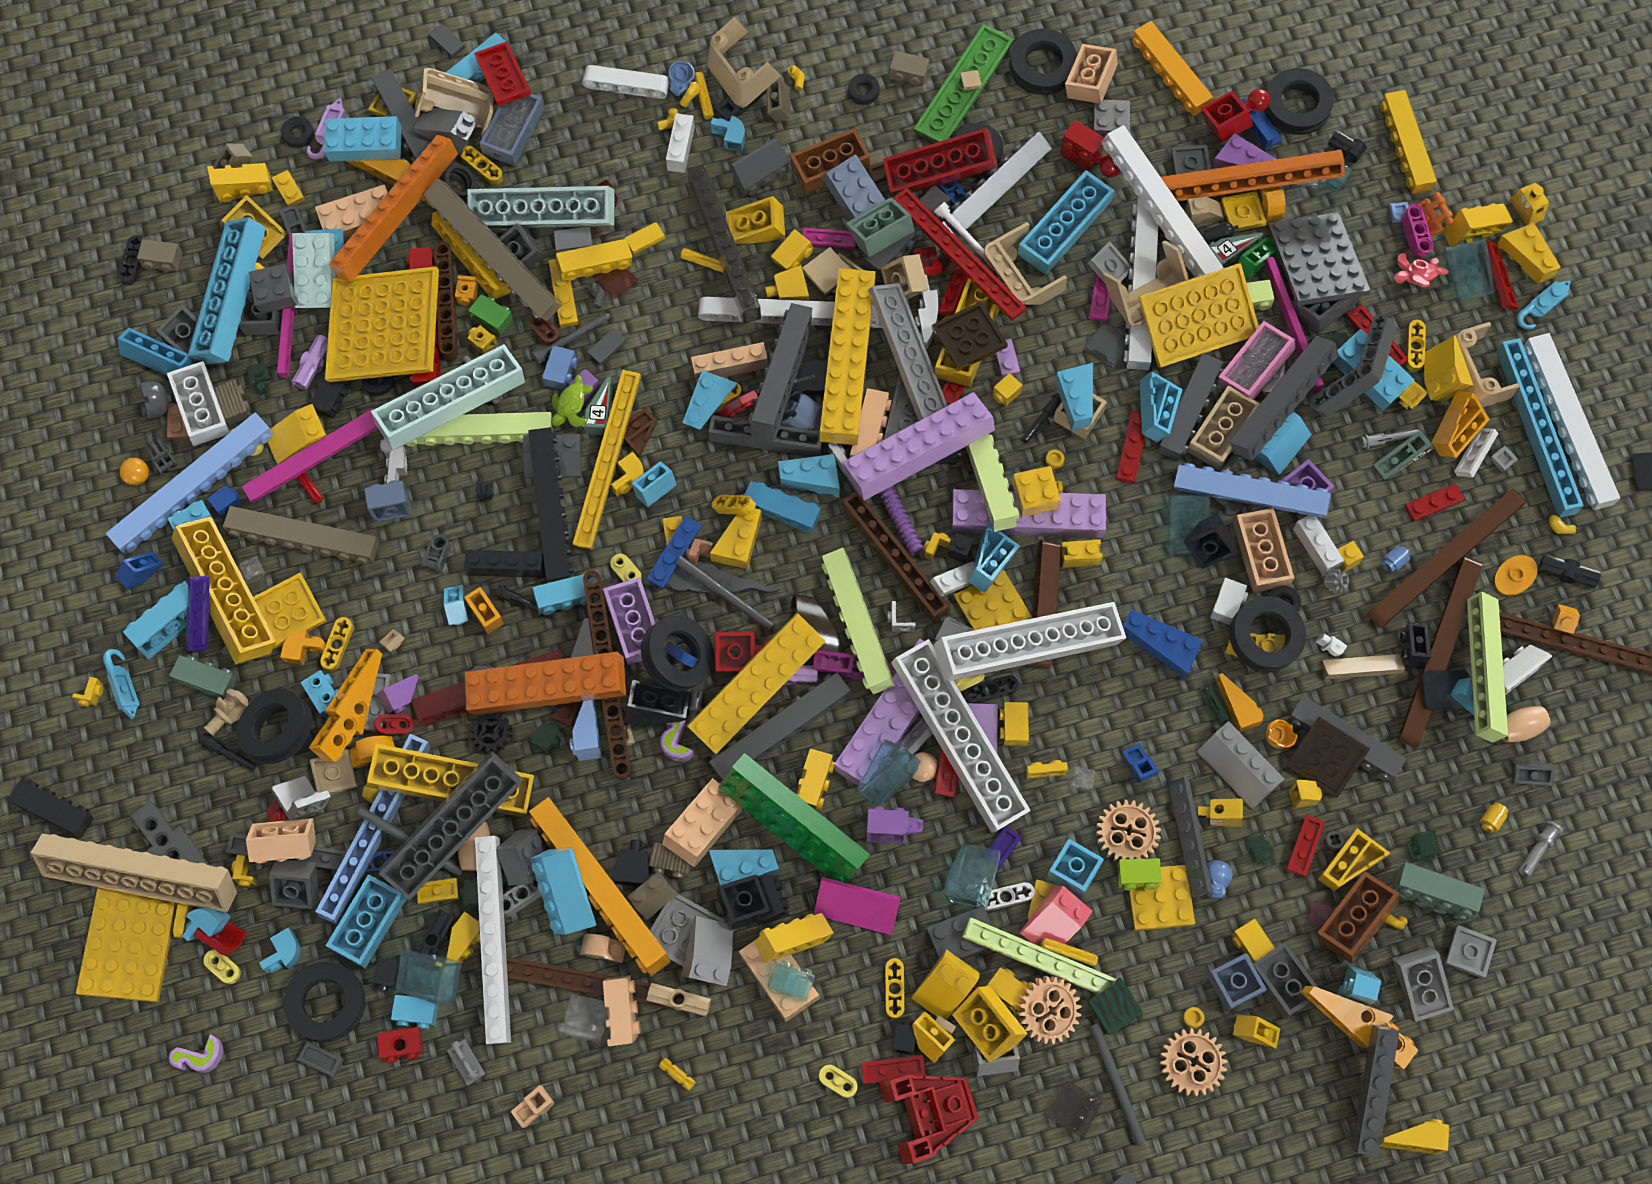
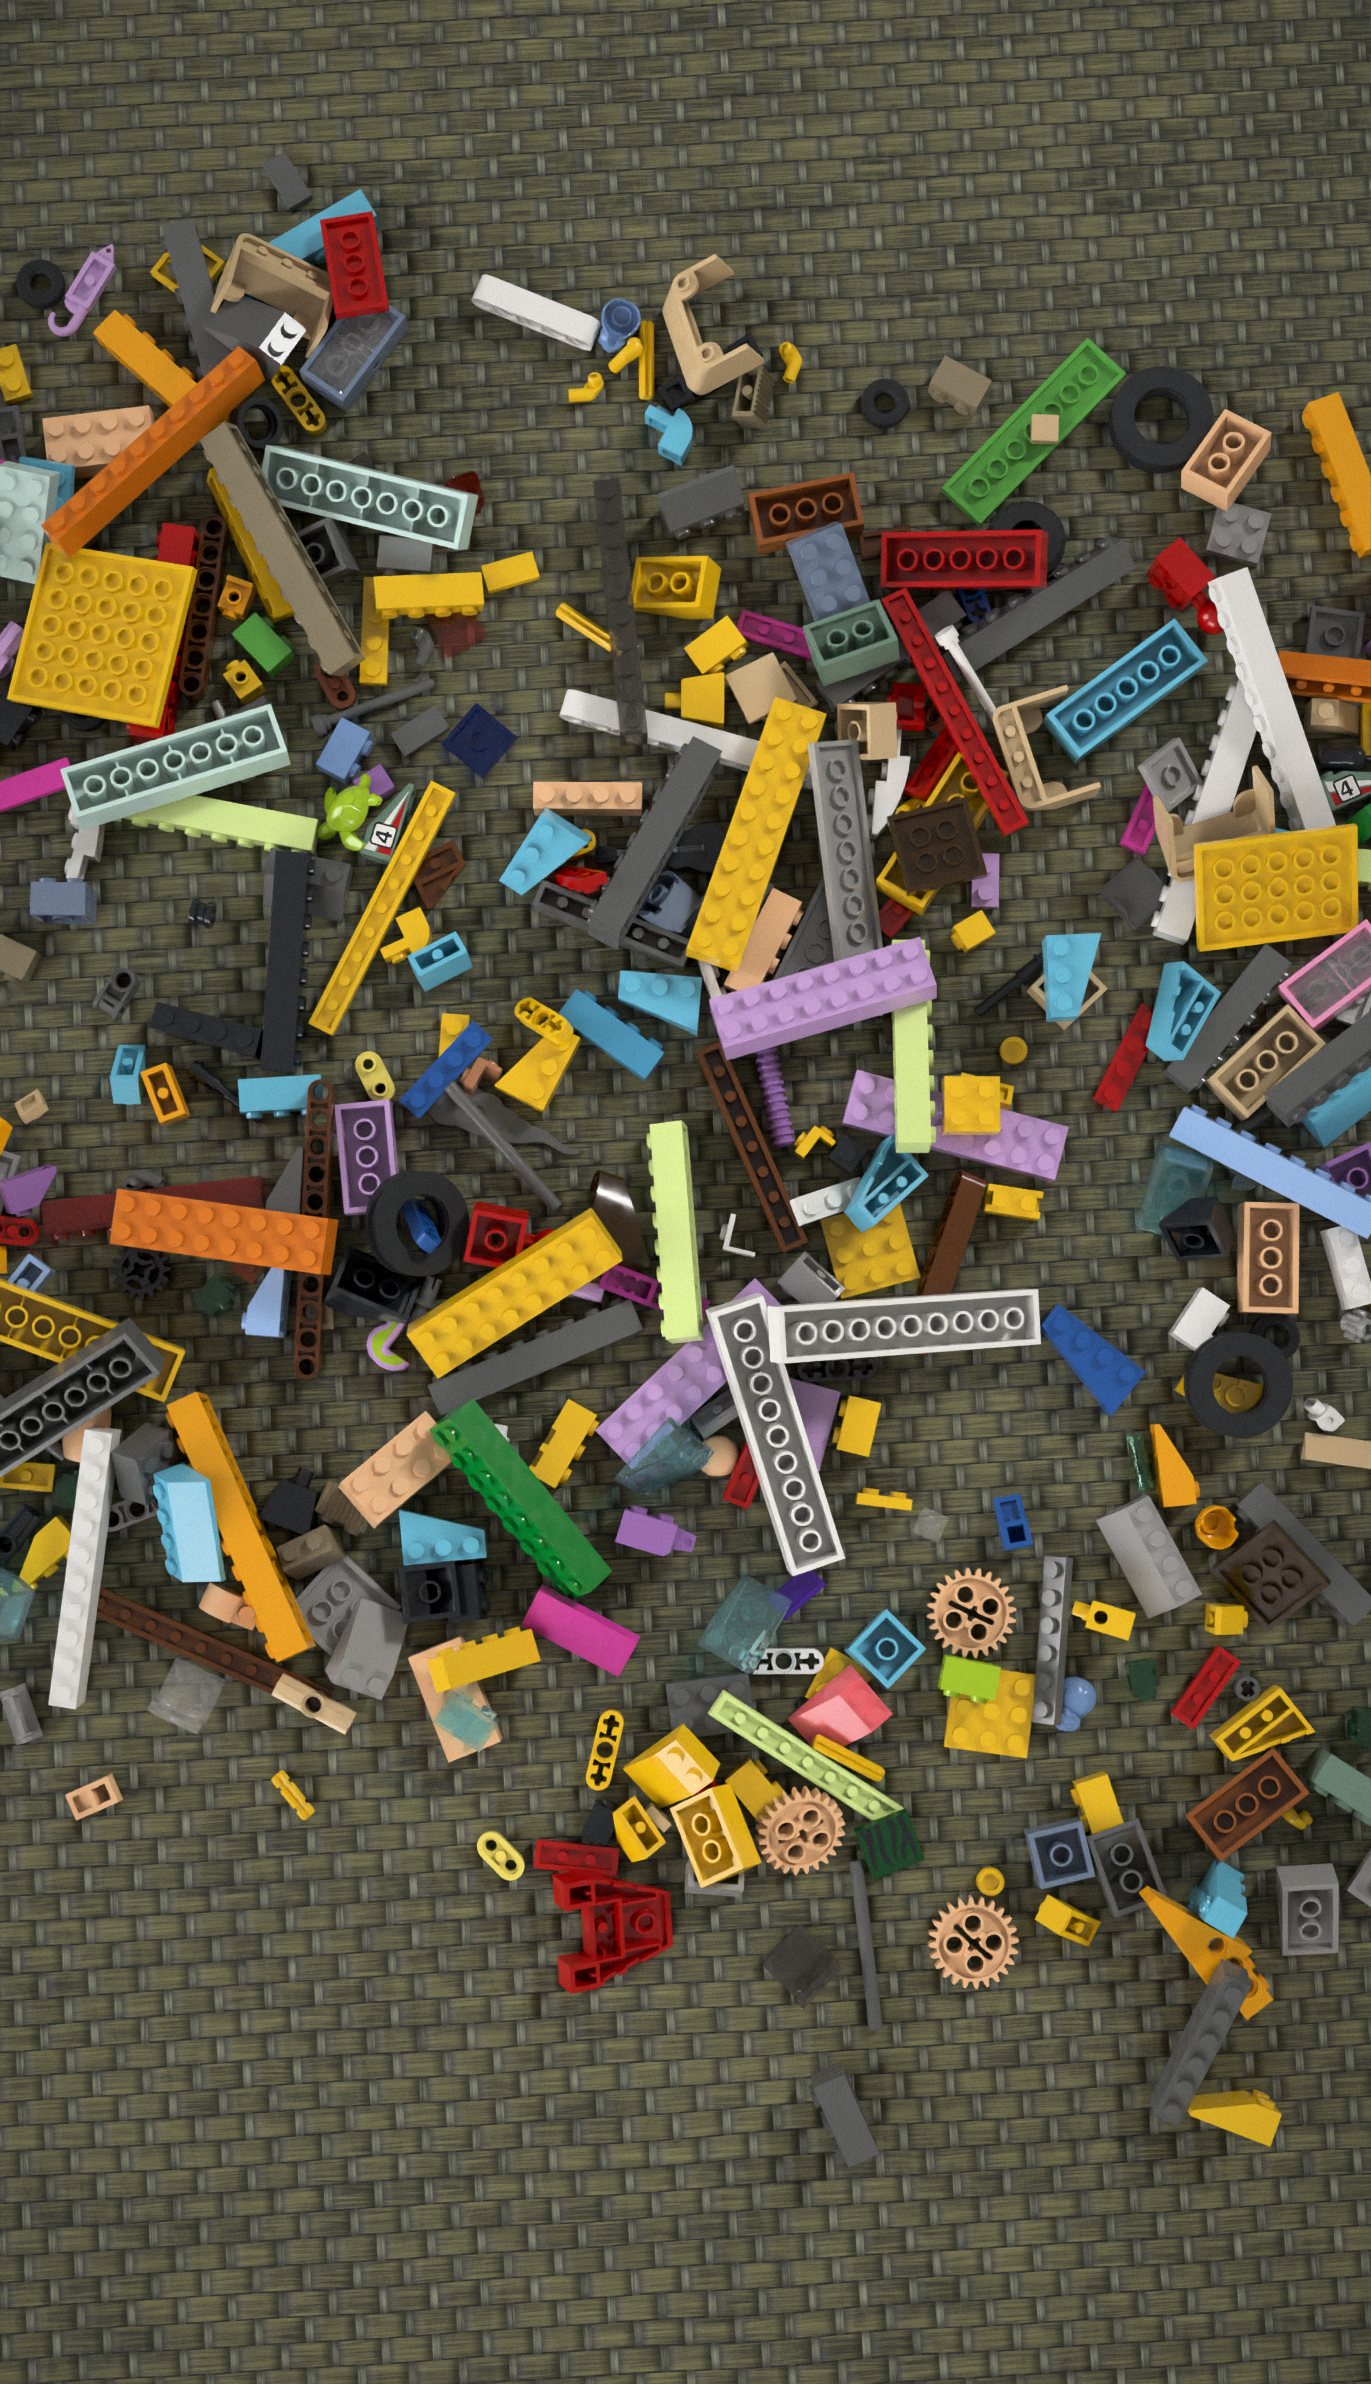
camera: 10 degrees right, 15 degrees up
(362, 138) = (129, 326): medium azure brick -> none
(621, 1010) = (235, 1701): light nougat wedge -> none
(648, 344) = (479, 740): none -> clear blue tile
(680, 143) = (594, 432): white brick -> none
(1320, 913) = (1199, 1782): clear pink plate -> none

